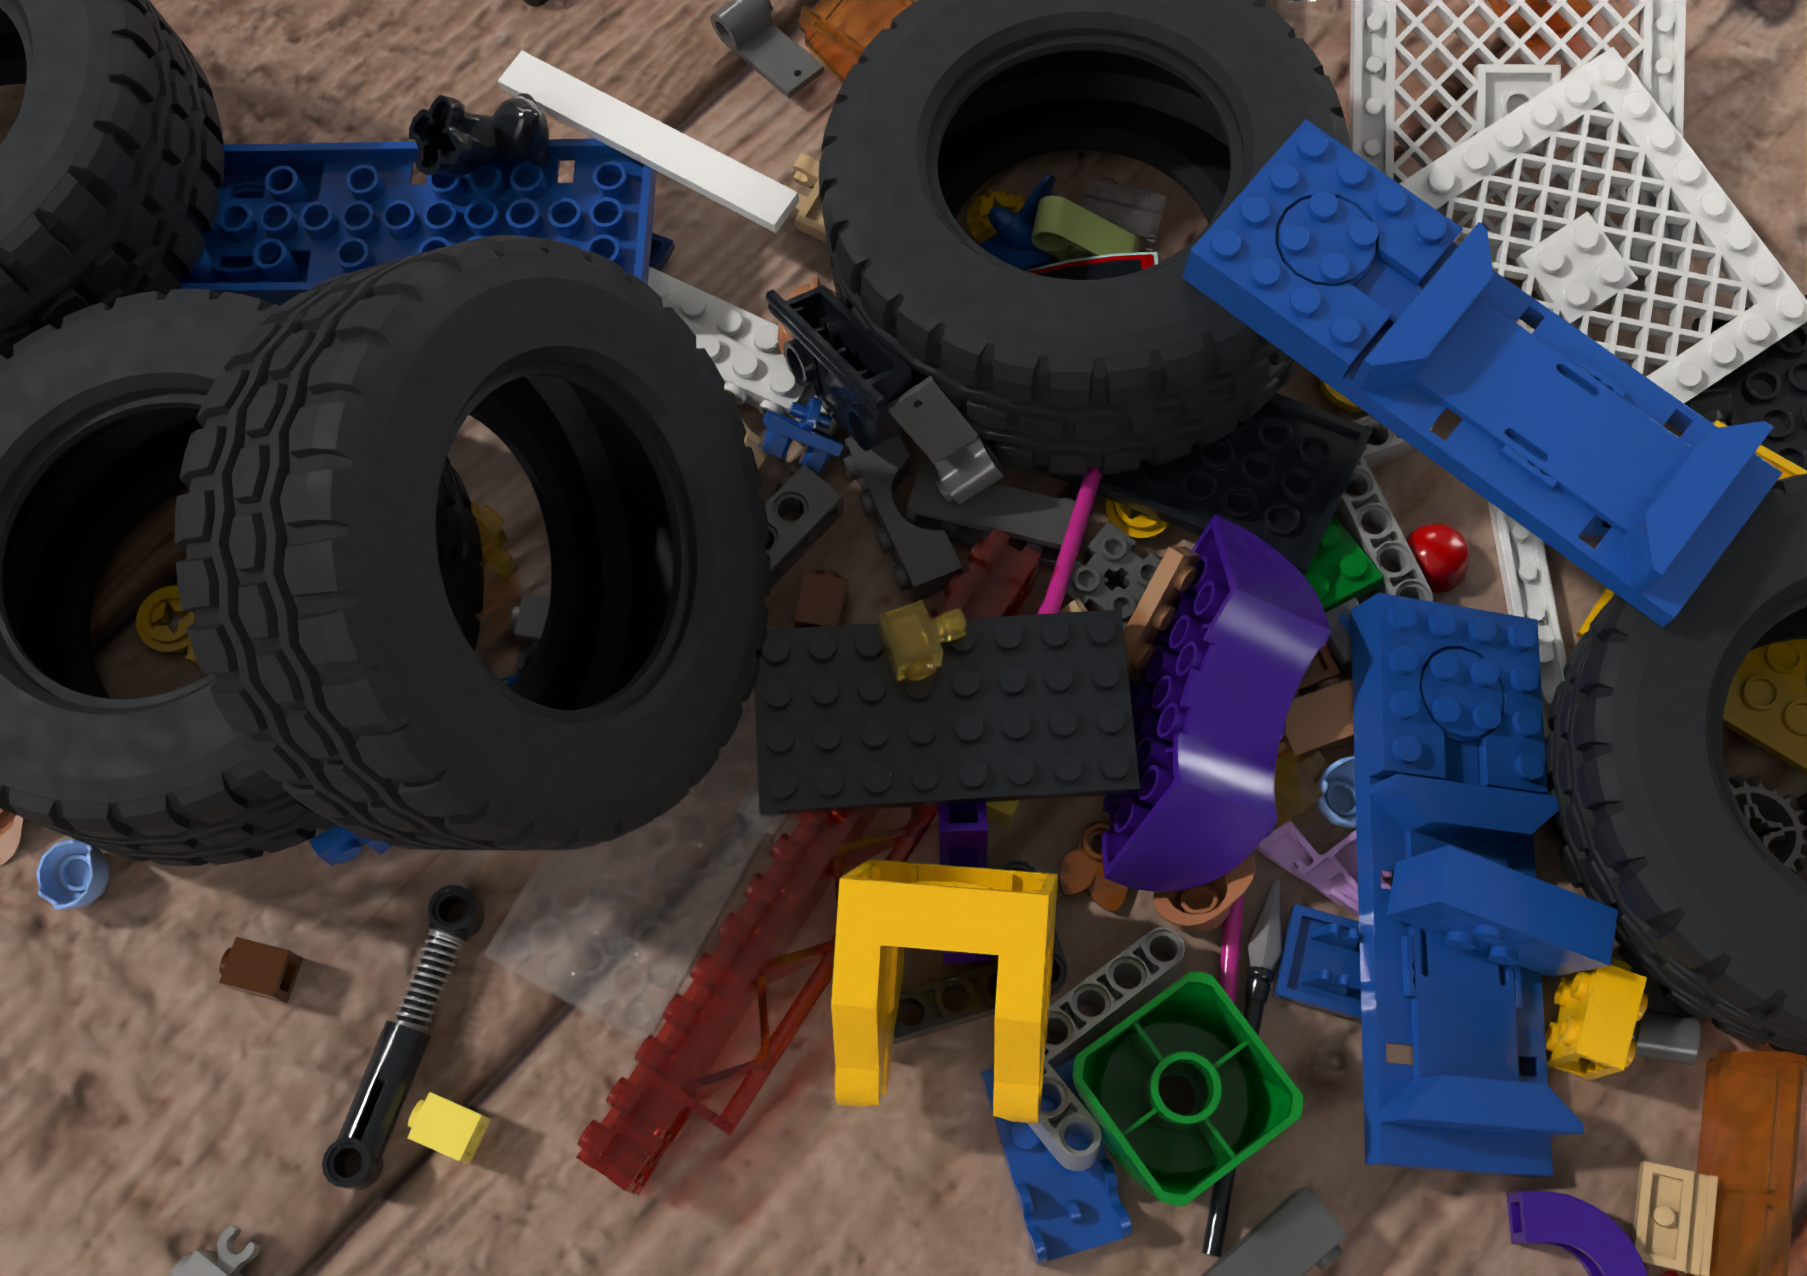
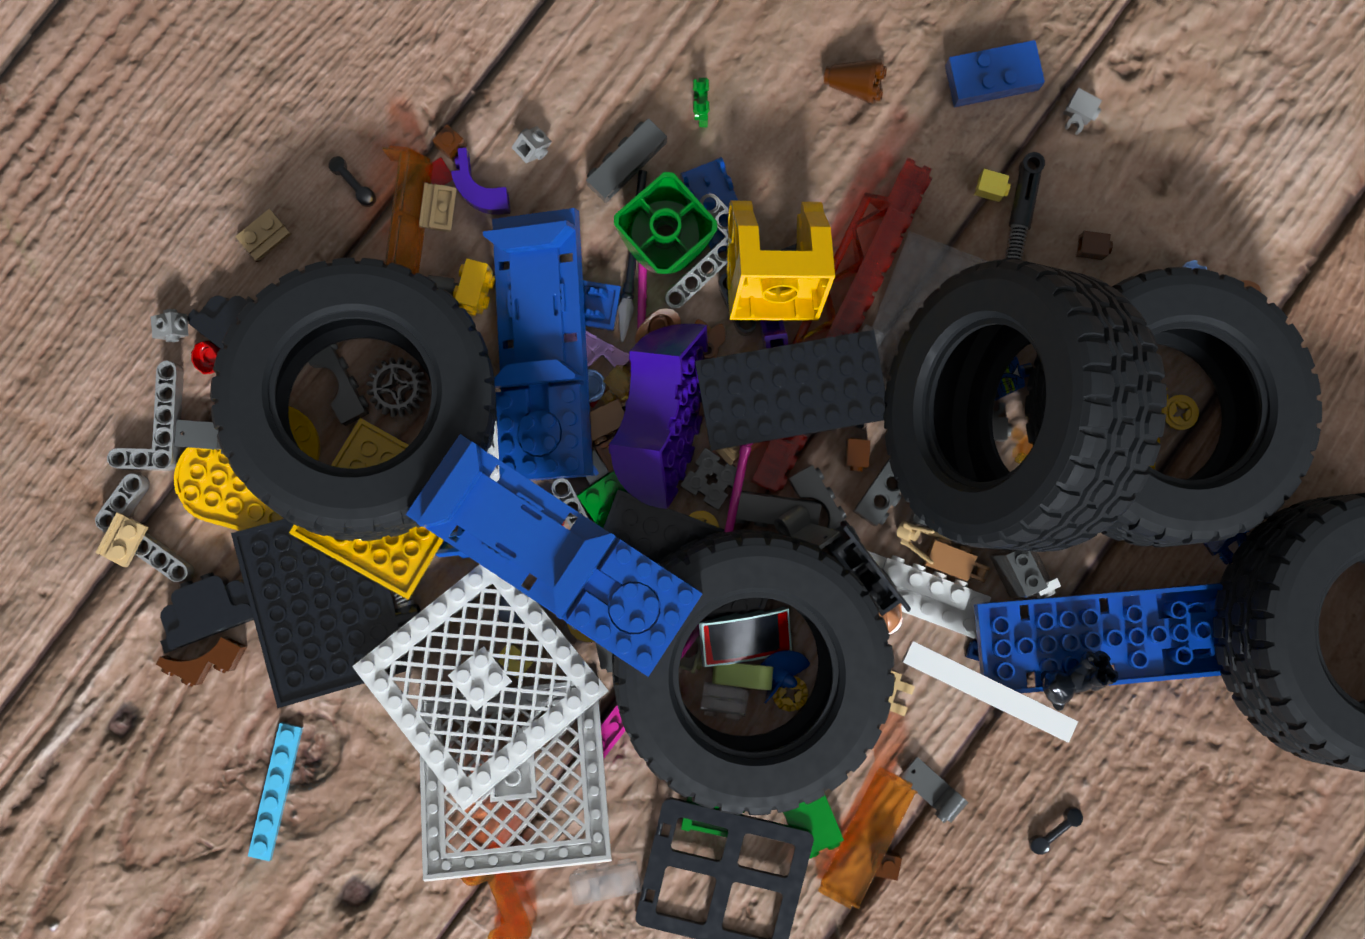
camera: 175 degrees right, 15 degrees up
(783, 430) = (881, 546): blue hips -> none
(915, 640) = (812, 415): clear yellow brick -> none
(1156, 606) = (691, 461): medium nougat plate -> none
(1502, 912) = (523, 321): blue brick -> none

